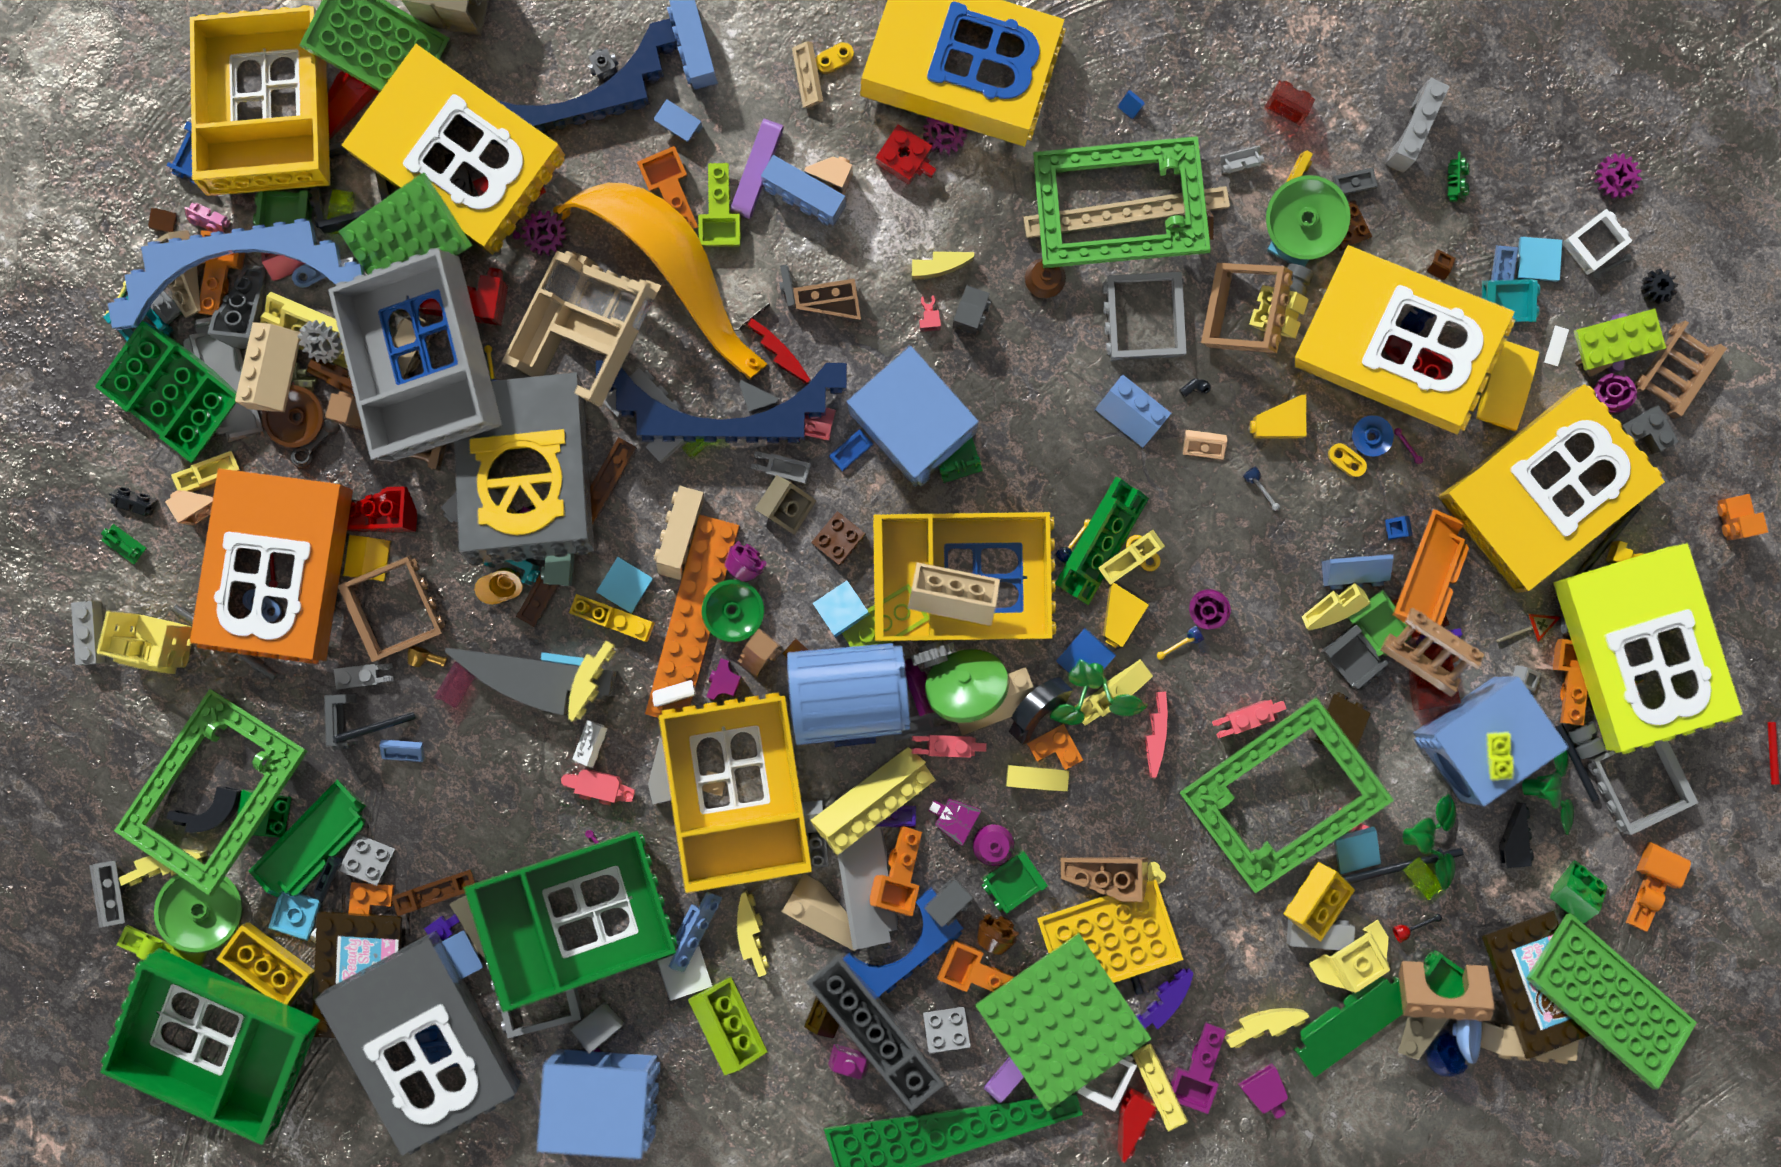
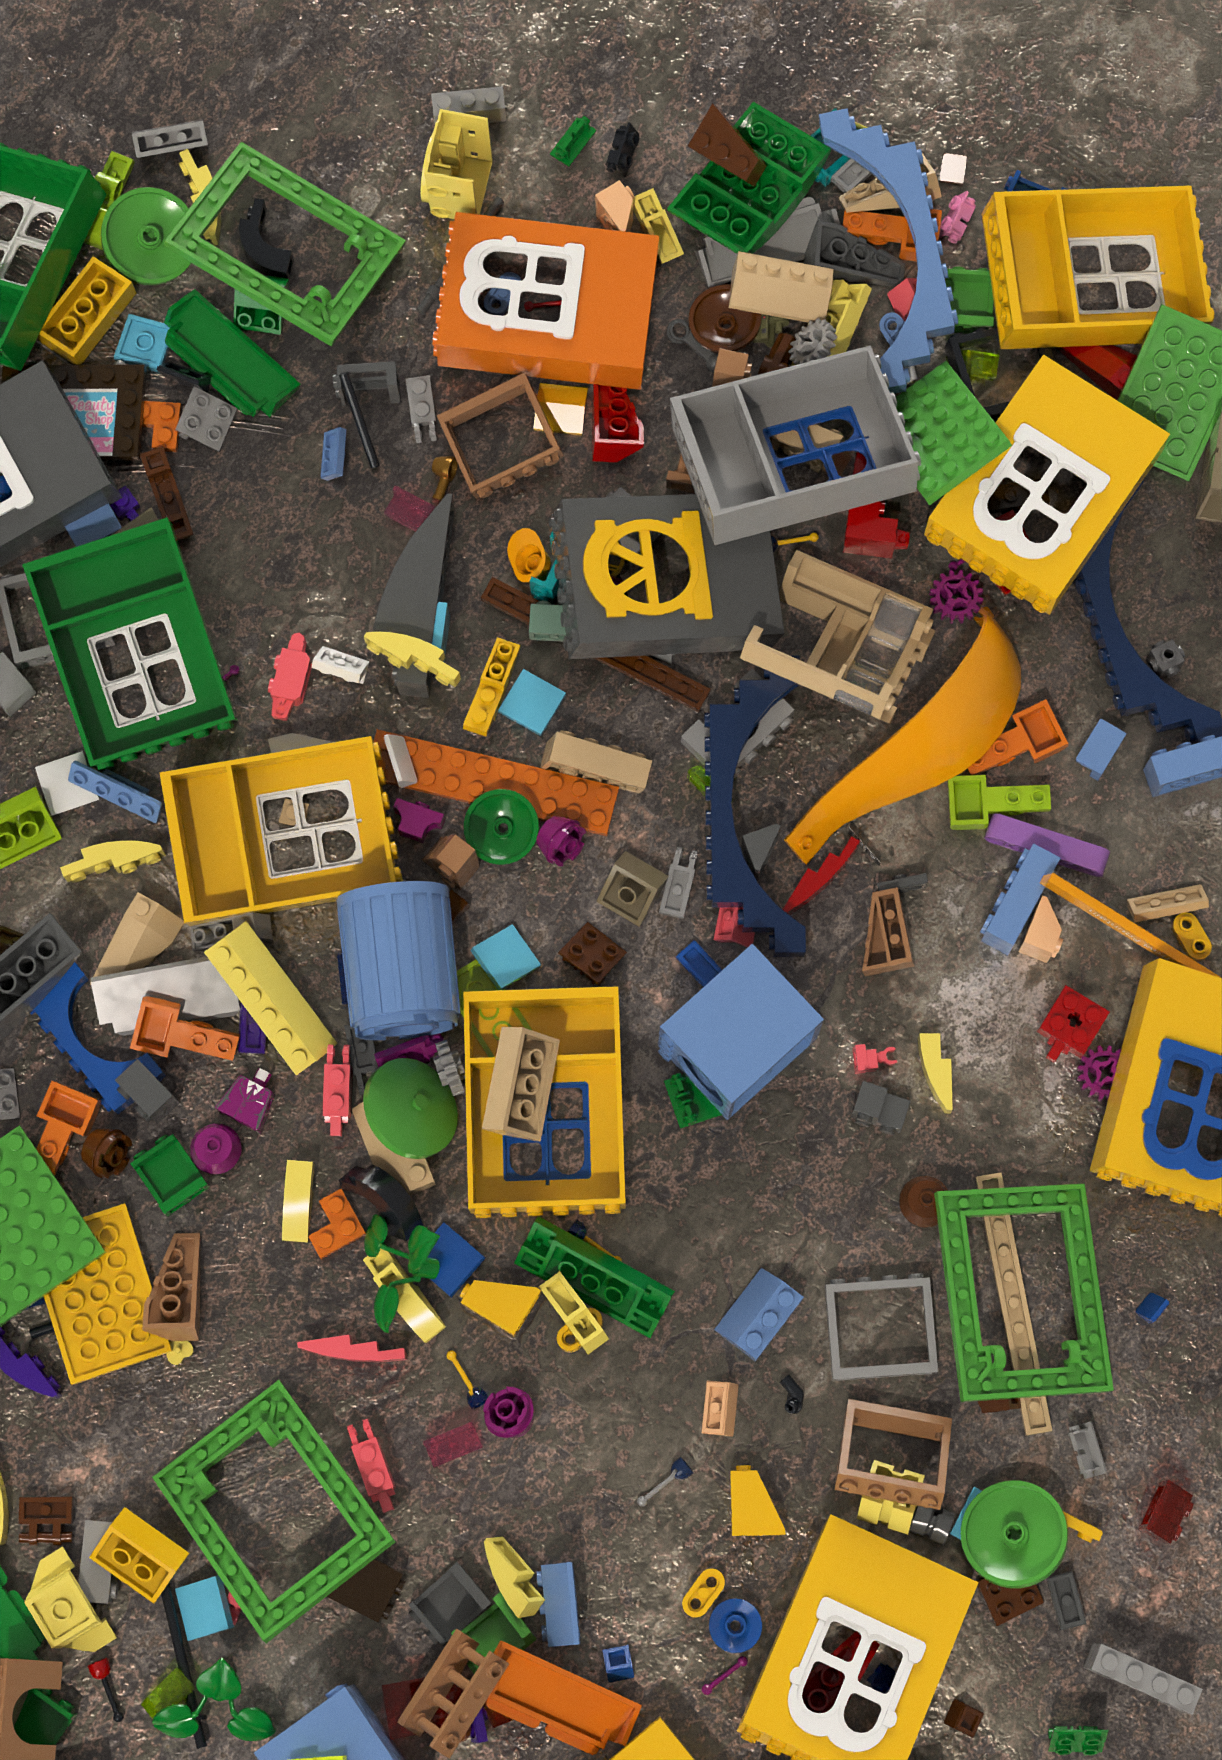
camera: 90 degrees right, 10 degrees down
(137, 410) = (724, 145): none -> reddish brown wedge
(830, 106) = (1119, 922): none -> light orange tile
(1231, 654) = (453, 1444): none -> clear pink panel
(1280, 977) = (46, 1511): none -> reddish brown plate

